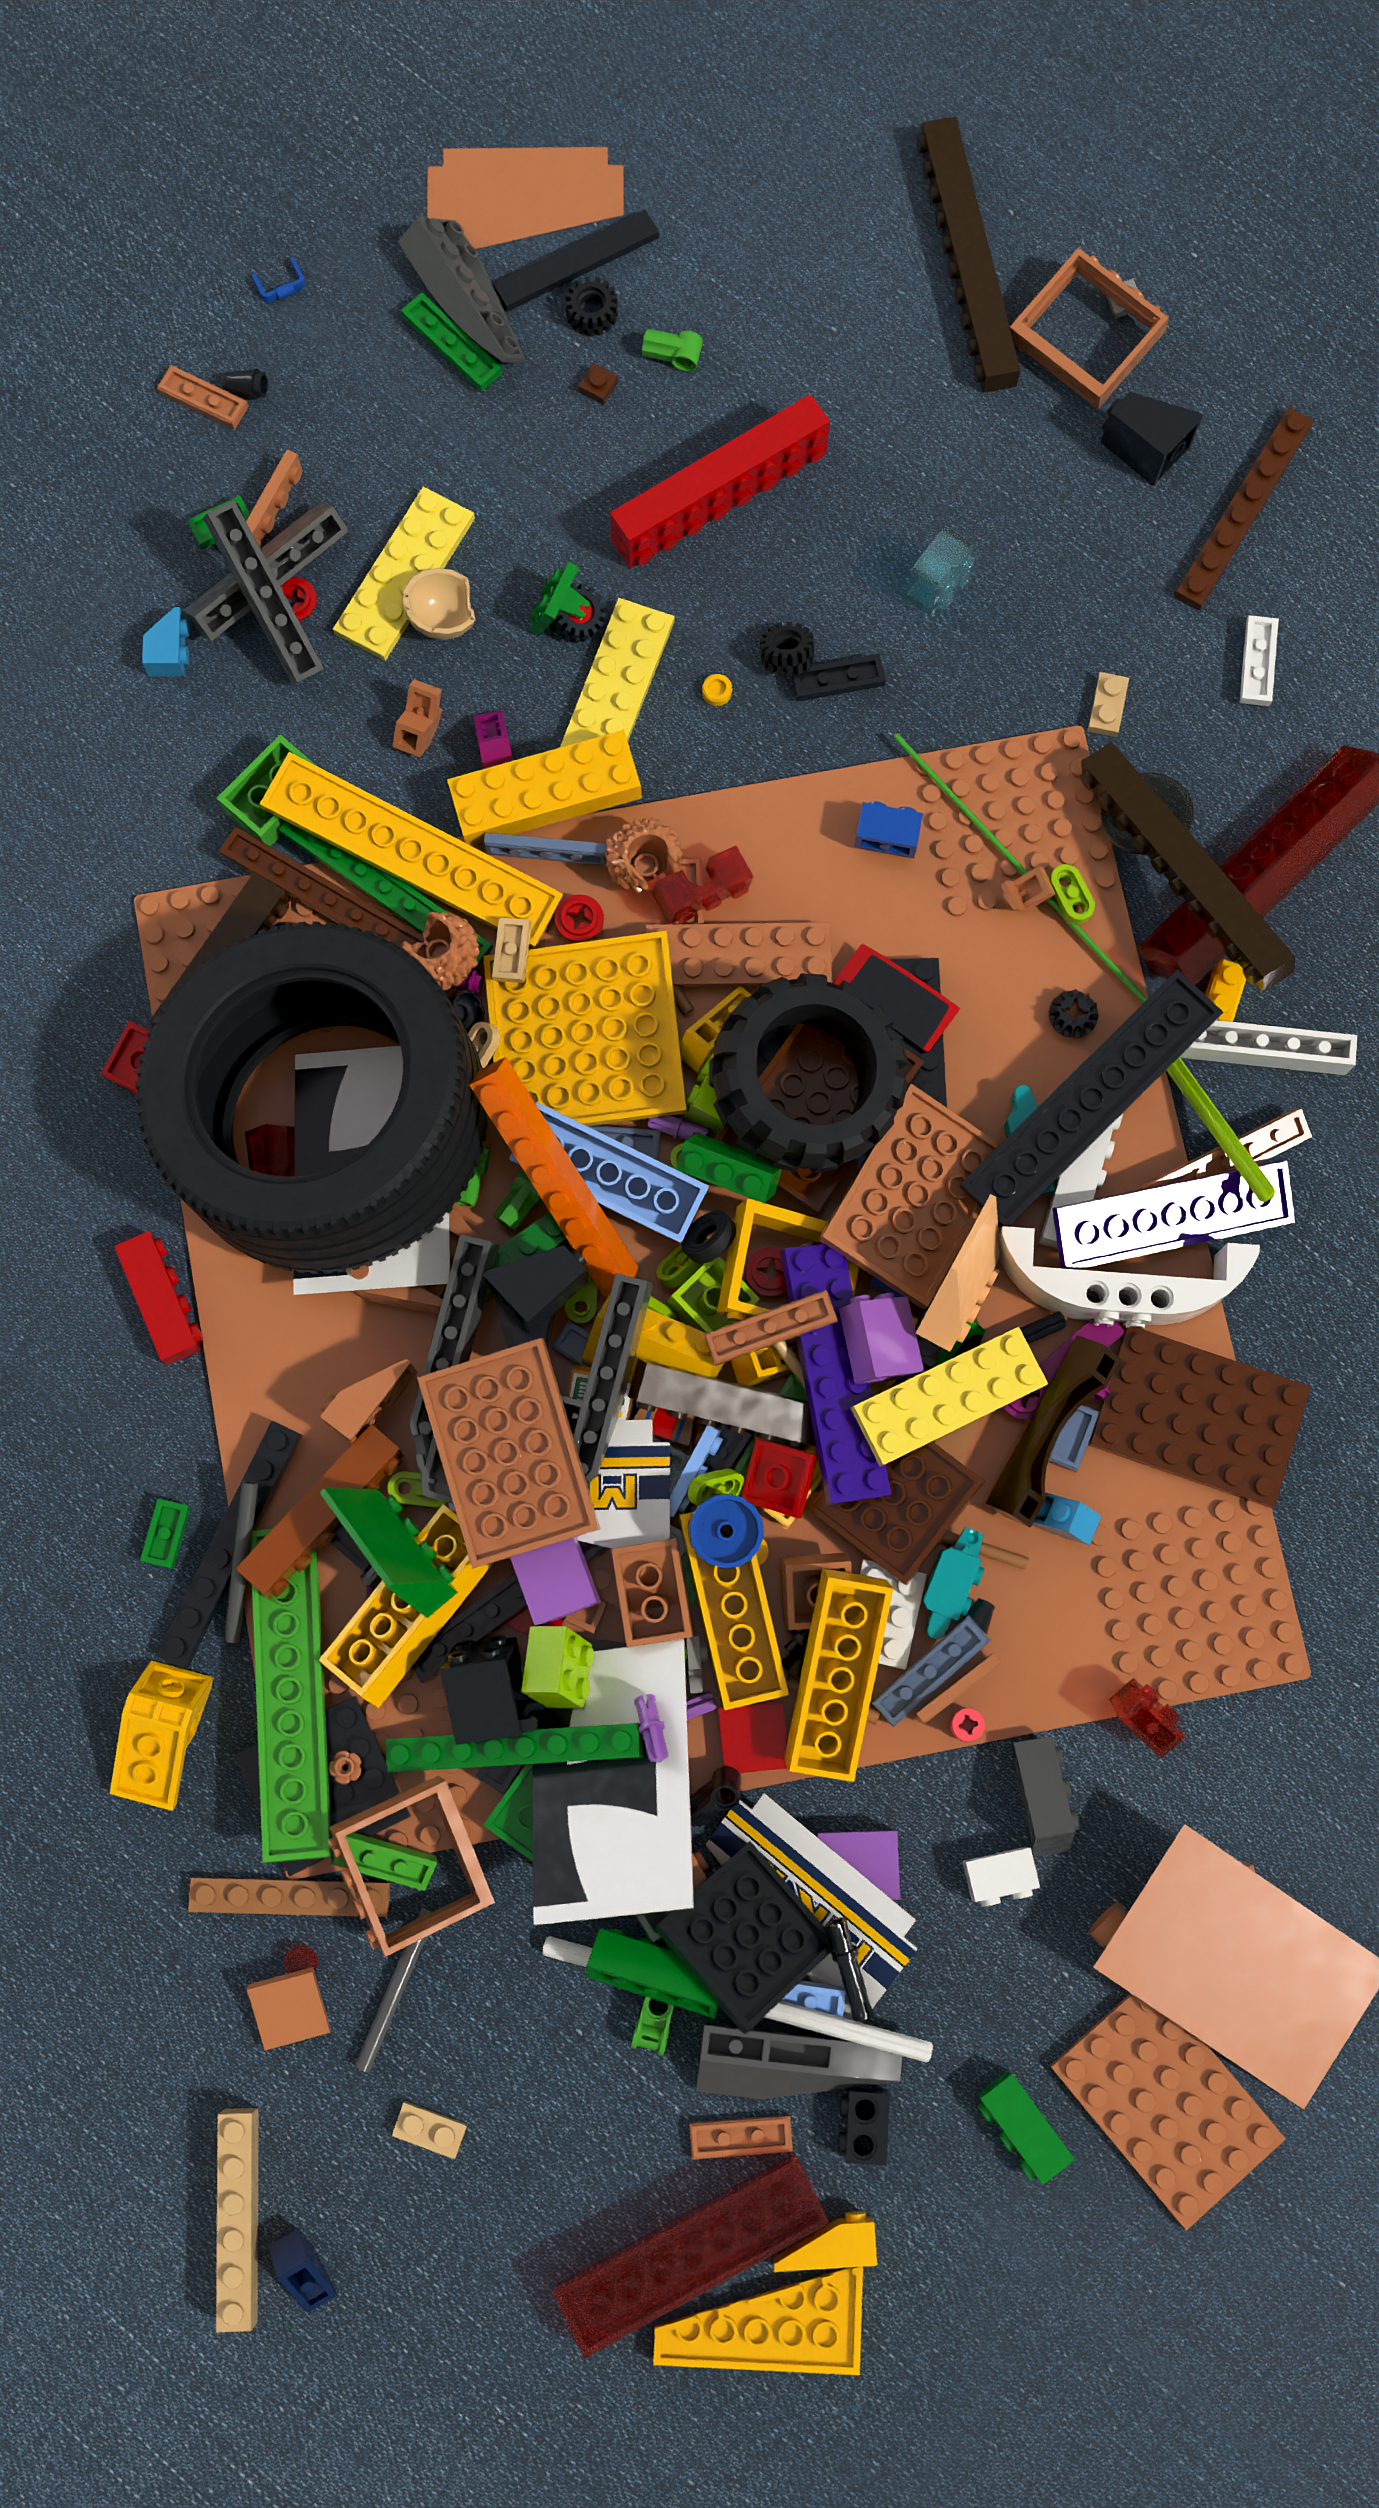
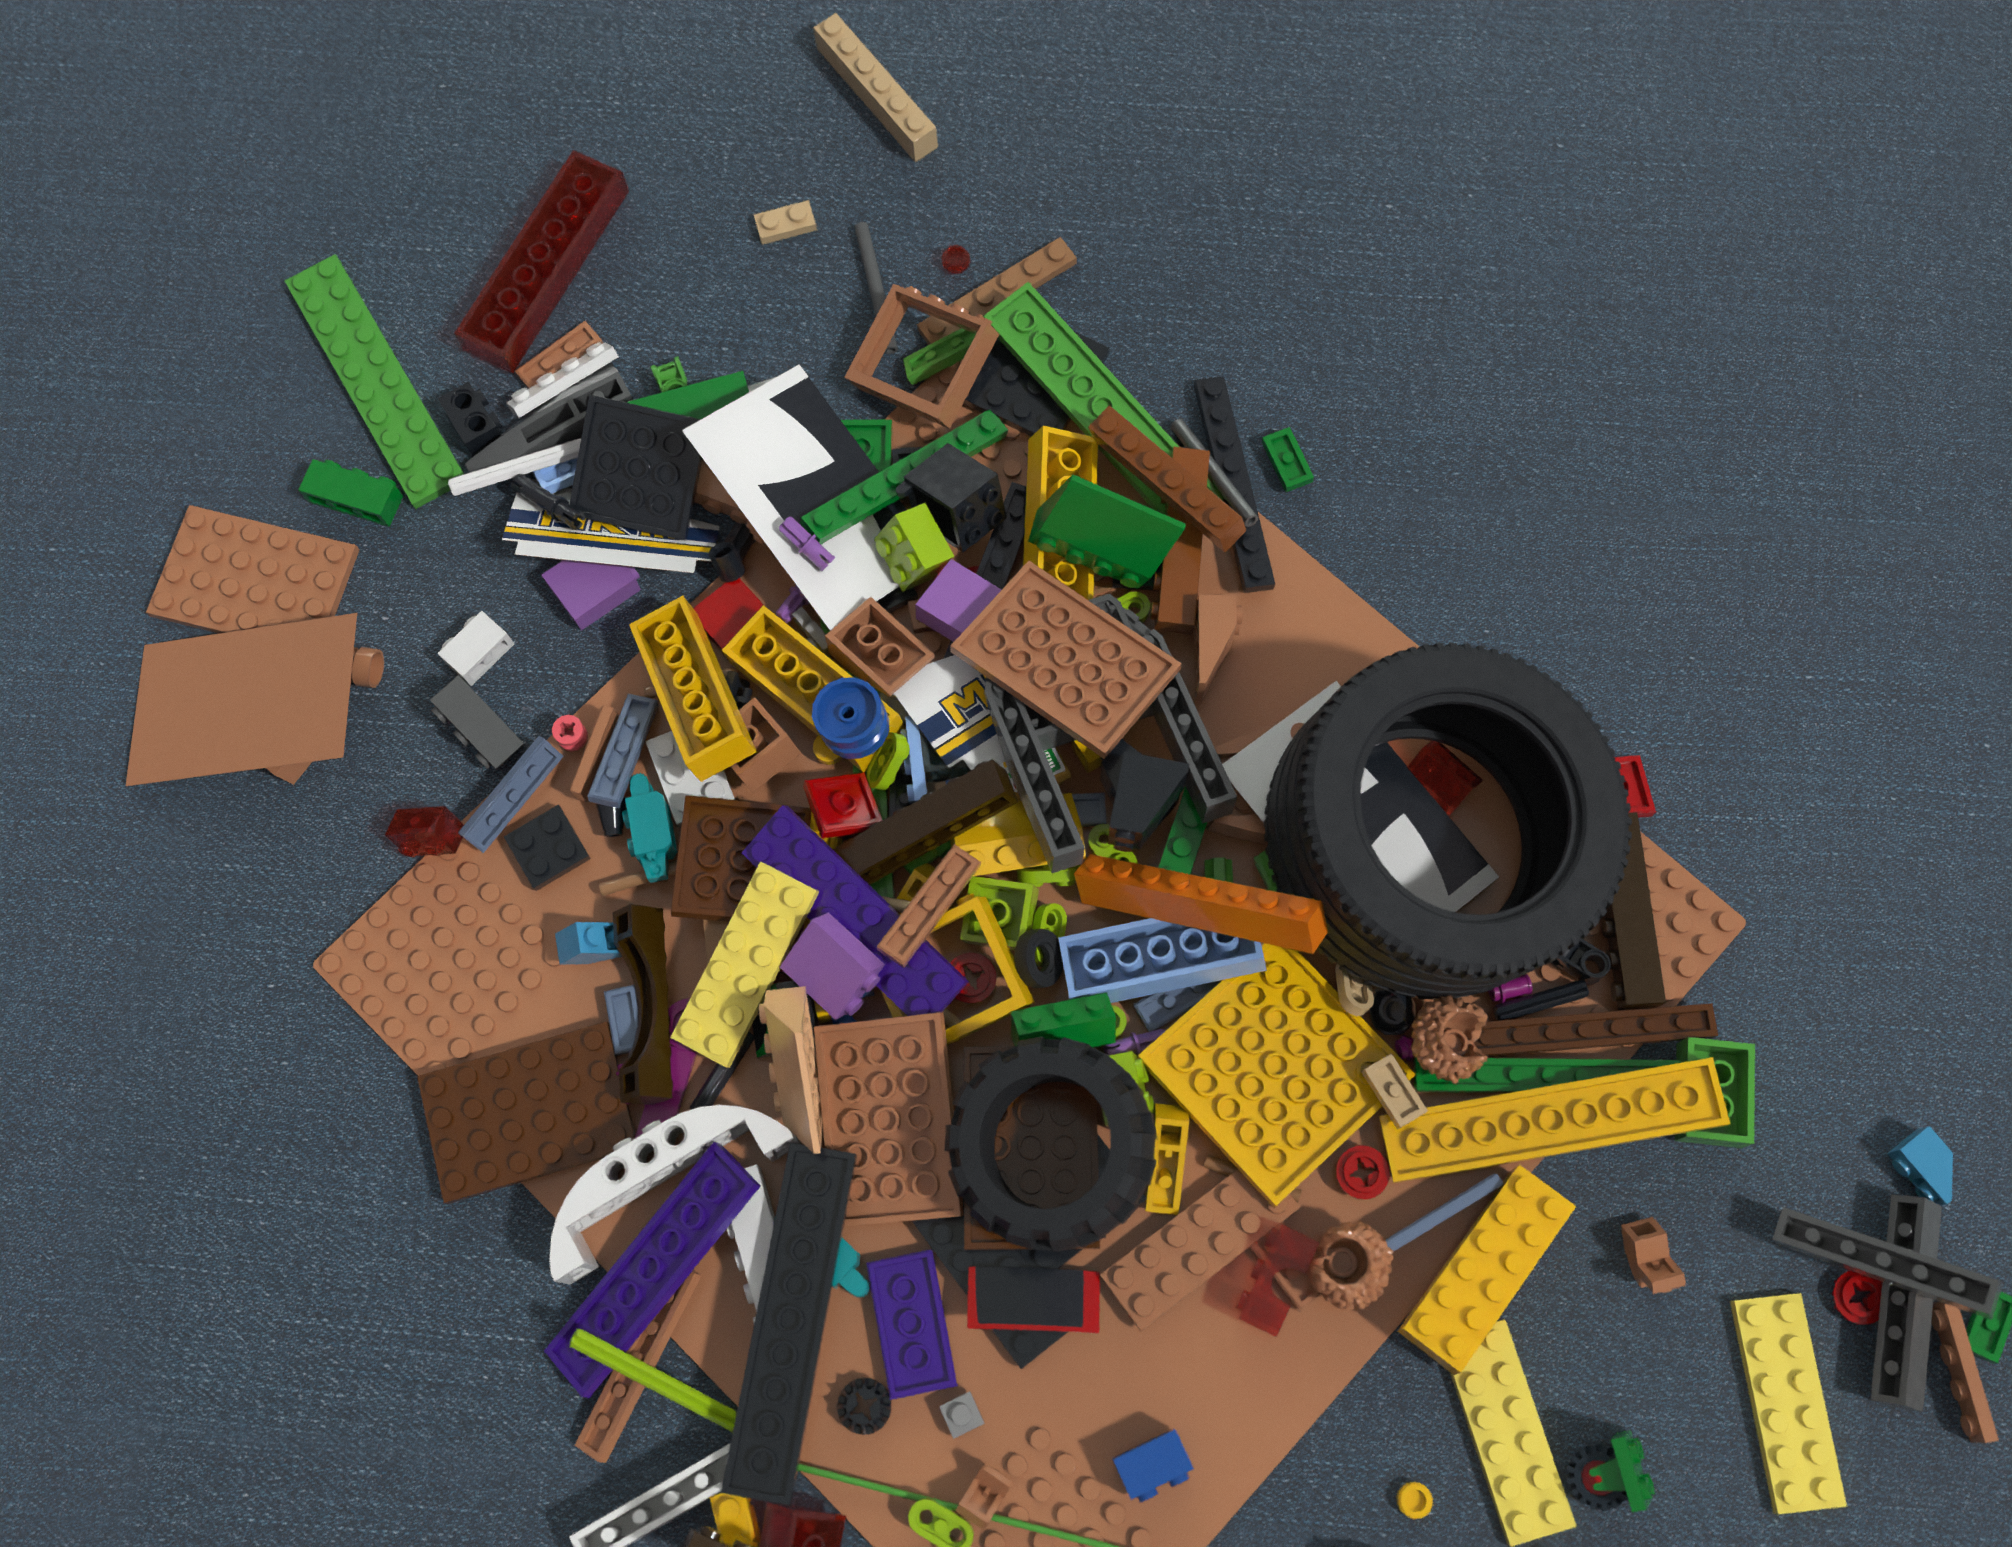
camera: 150 degrees right, 5 degrees down
(155, 1733) = (1178, 329): yellow bracket -> none
(158, 1297) = (1436, 614): red brick -> none
(288, 2008) = (940, 224): nougat tile -> none
(296, 1562) = (1167, 479): none -> dark orange brick
(301, 2270) = (809, 87): dark blue slope -> none
(353, 1772) = (1024, 393): nougat plate -> none
(439, 603) = (1728, 1384): tan cylinder -> none
(492, 739) = (1570, 1286): magenta arch -> none
(754, 2103) = (553, 384): none -> white plate
(787, 2329) = (446, 265): yellow wing -> none
(837, 2245) = (435, 336): yellow slope -> none
(931, 2250) = (375, 380): none -> bright green plate
(998, 1047) = (911, 1324): none -> dark purple tile
(1004, 958) = (962, 1415): none -> light grey plate
(1049, 1634) = (547, 847): none -> black plate
(1052, 1702) = (511, 794): none -> sand blue tile

